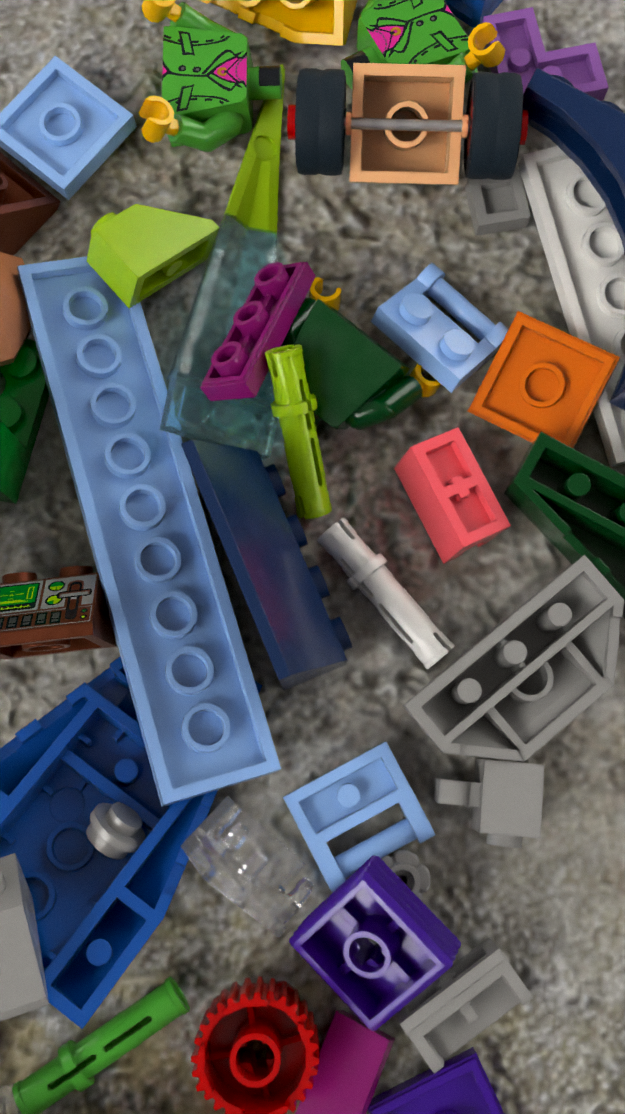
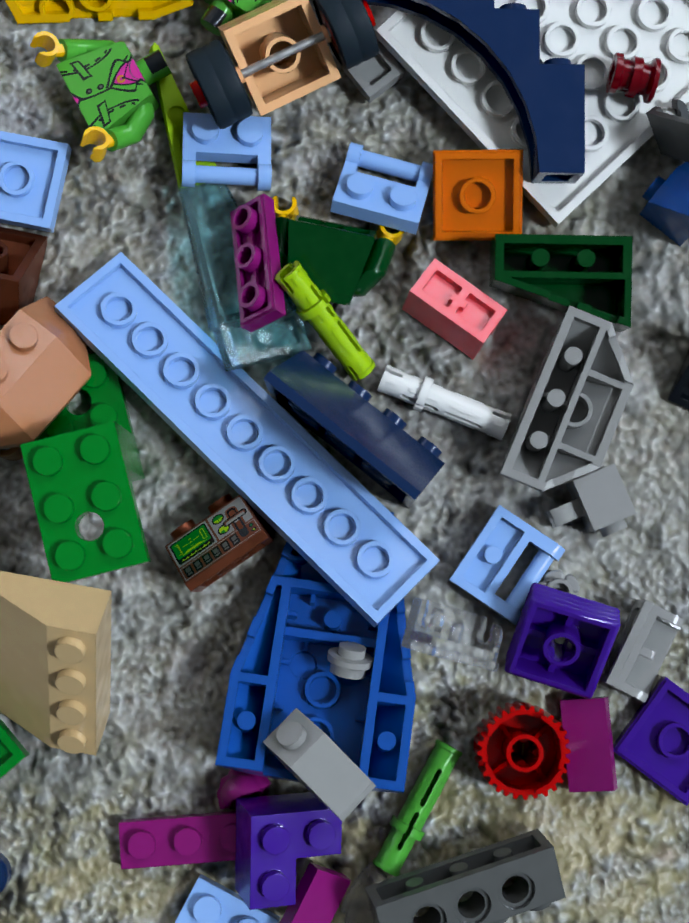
camera: 25 degrees left, 5 degrees up
(147, 249) = (140, 243): lime slope -> none
(309, 200) = (242, 142): none -> light blue plate

